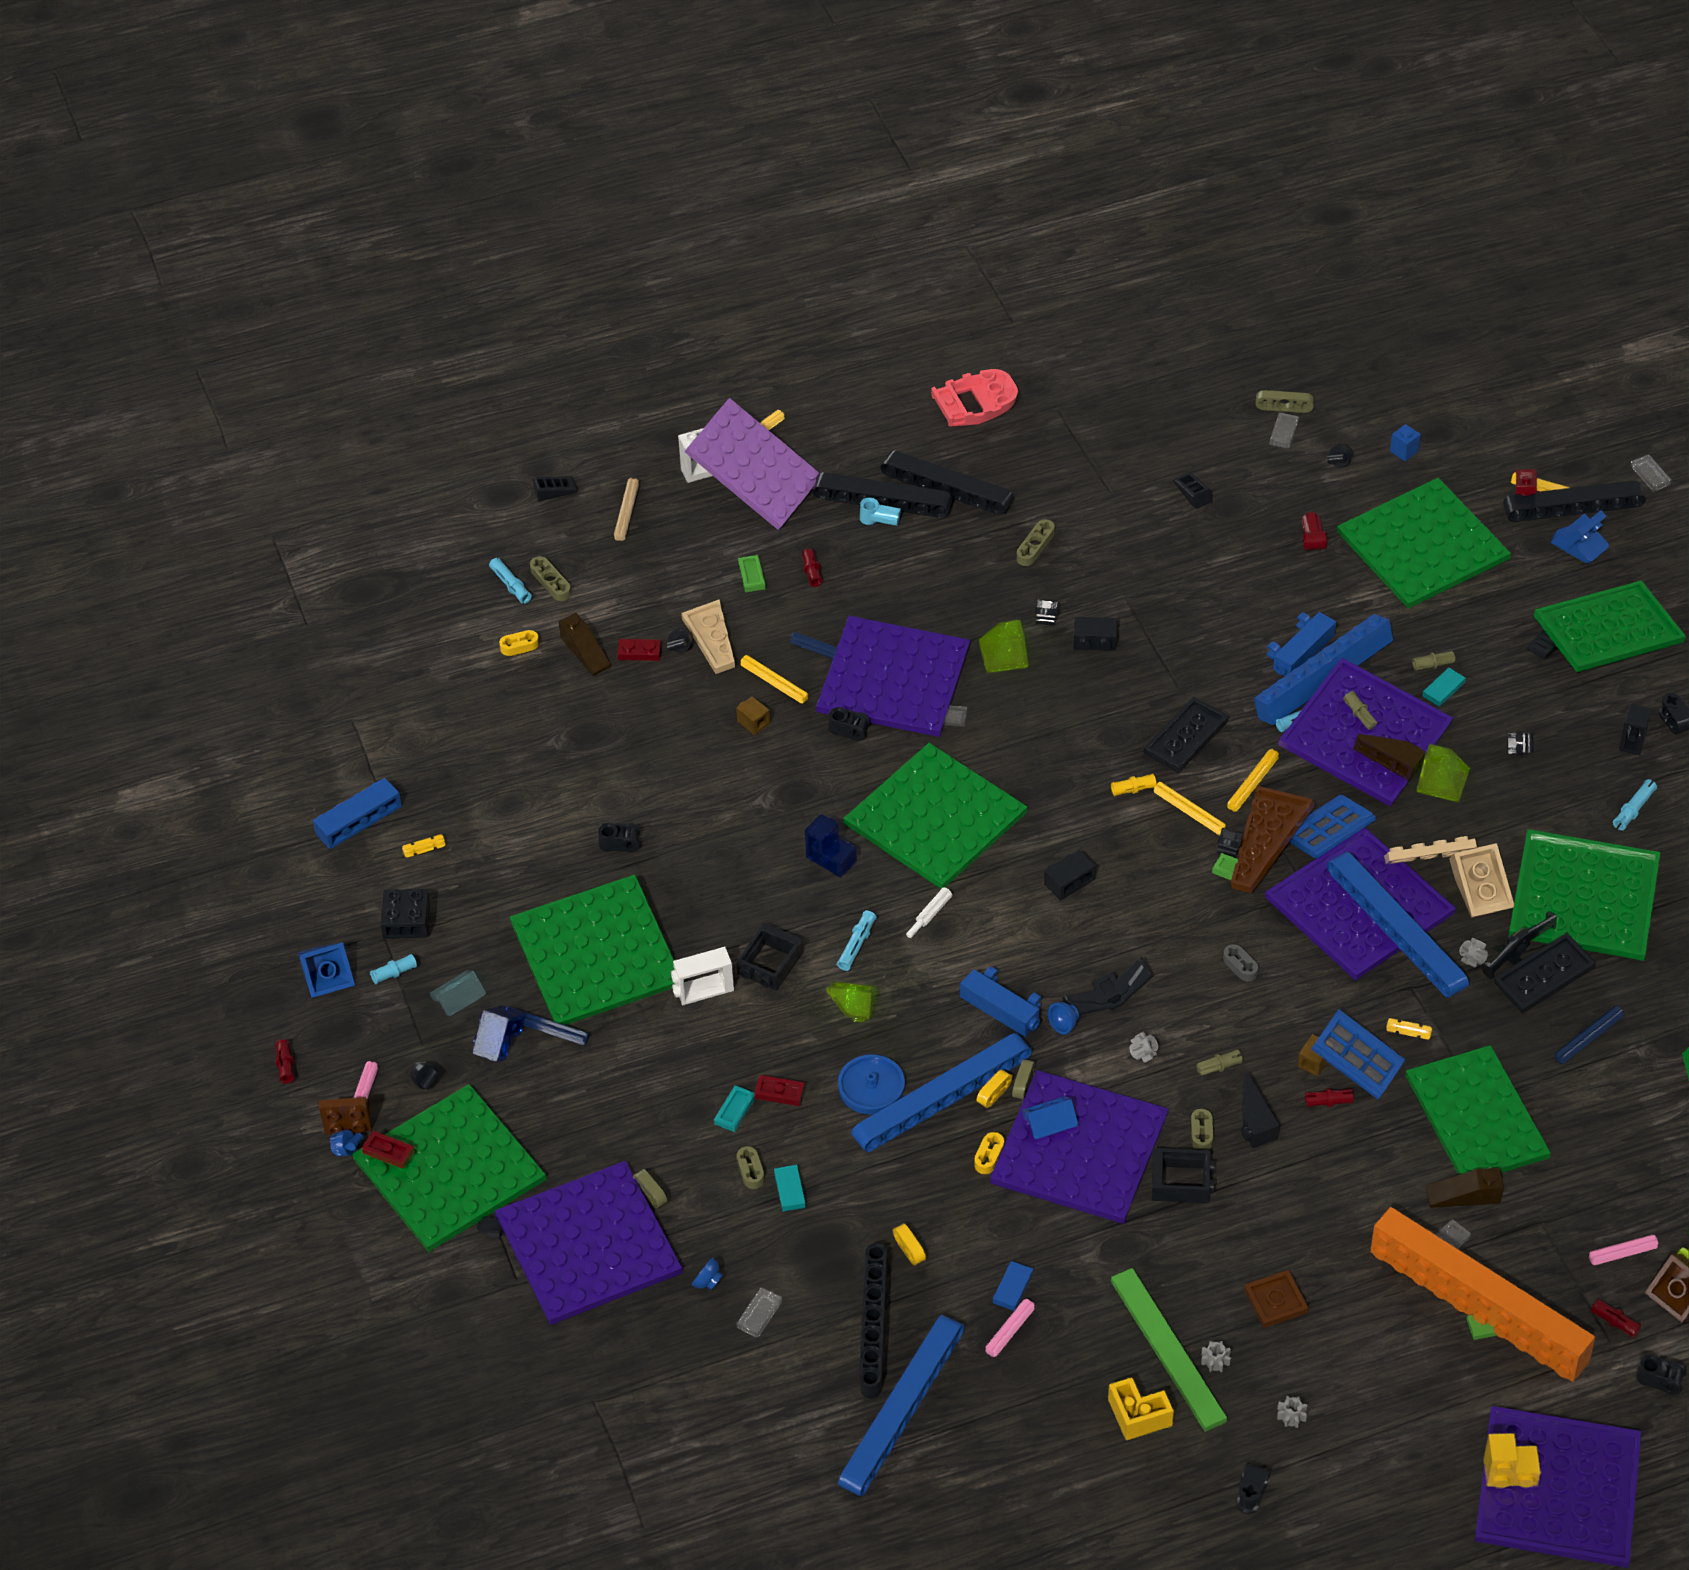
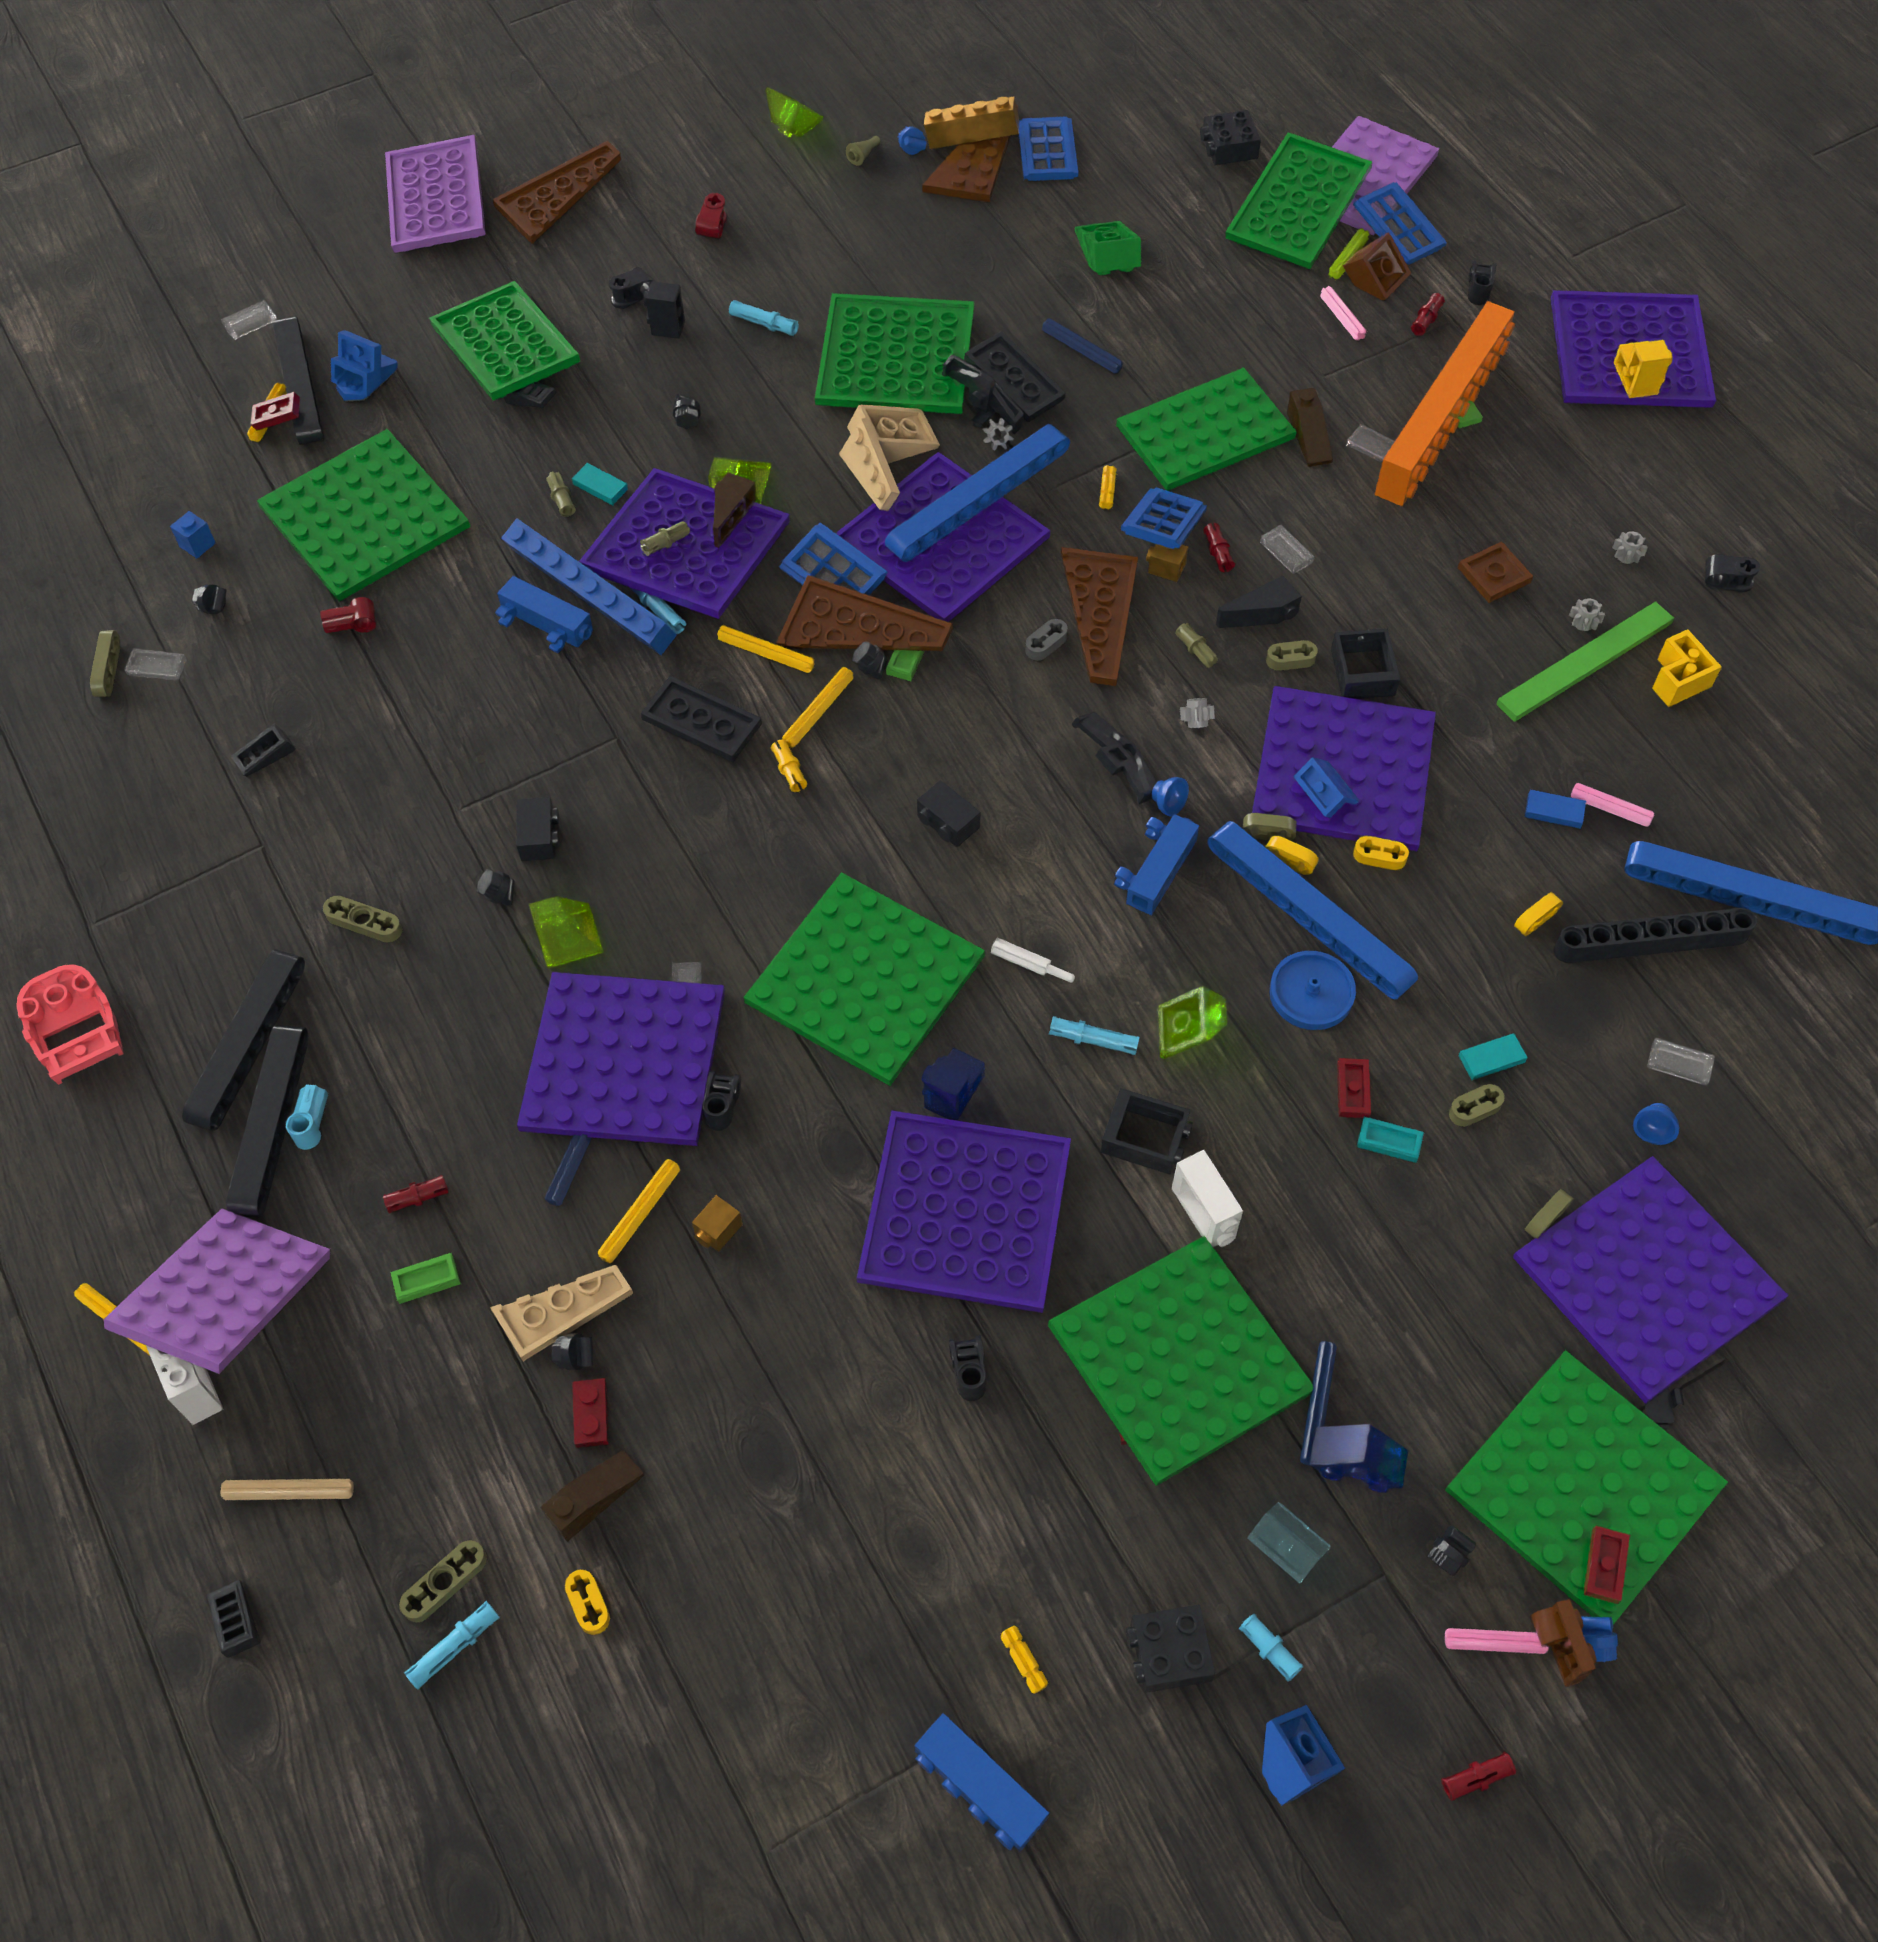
camera: 100 degrees left, 10 degrees up
(733, 850) = (965, 1211): none -> dark purple plate
(1272, 1003) = (1101, 602): none -> reddish brown wing
(1323, 1149) = (1287, 549): none -> clear tile

